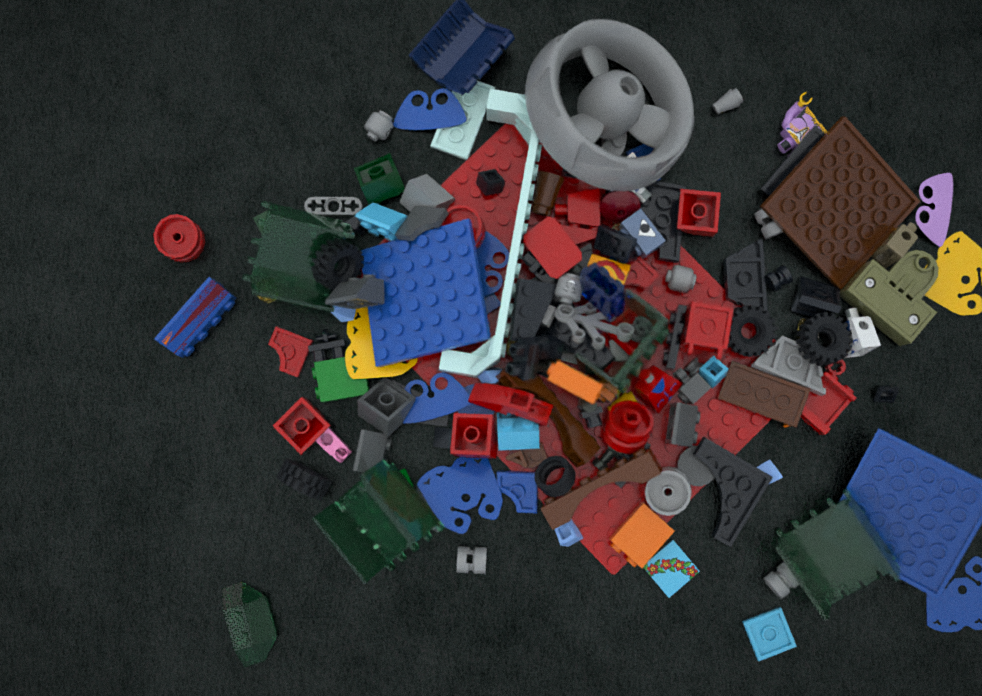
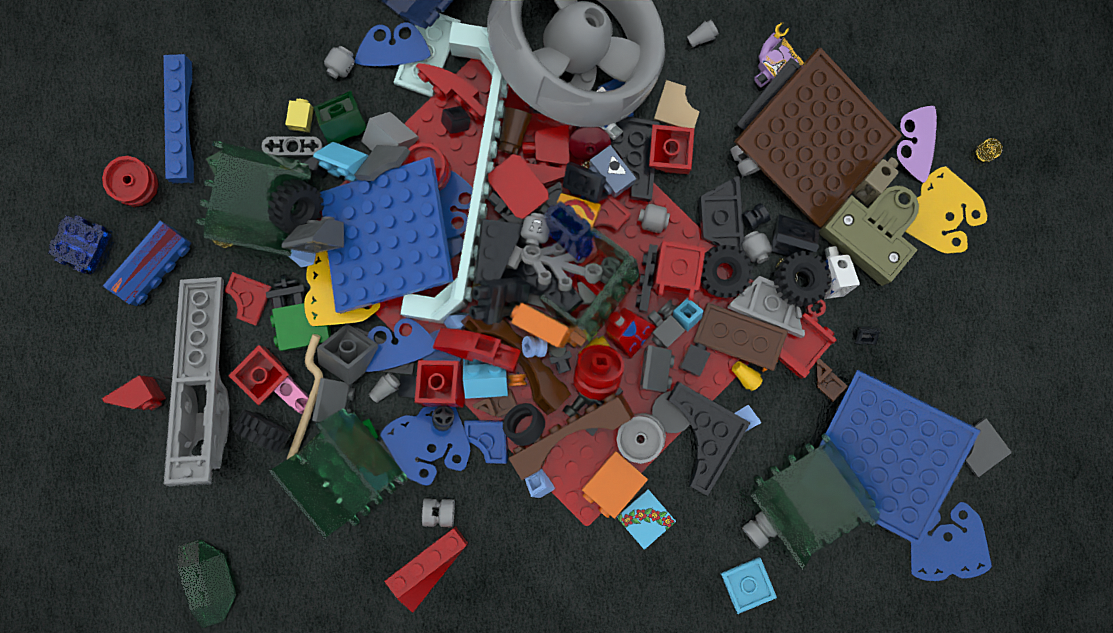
camera: 10 degrees left, 0 degrees up
(130, 297) = (79, 244): none -> clear blue brick
(185, 443) = (137, 394): none -> red slope
(224, 196) = (177, 85): none -> blue arch
(242, 415) = (197, 364): none -> light grey piece
(341, 176) = (299, 115): none -> light yellow brick
(352, 447) = (312, 397): none -> tan piece
(420, 438) = (384, 387): none -> light grey cone
(455, 617) = (421, 574): none -> red wedge
(477, 464) = (446, 415): none -> black wheel
(483, 147) = (447, 83): none -> red slope
(547, 433) = (517, 380): none -> orange bush
(566, 401) = (534, 346): none -> light blue wheel
(700, 173) = (674, 108): none -> tan tile
(719, 415) = (694, 359): none -> black brick
(772, 434) = (748, 377): none -> yellow cone
(780, 307) = (757, 247): none -> light grey head
(847, 438) = (828, 382): none -> reddish brown slope

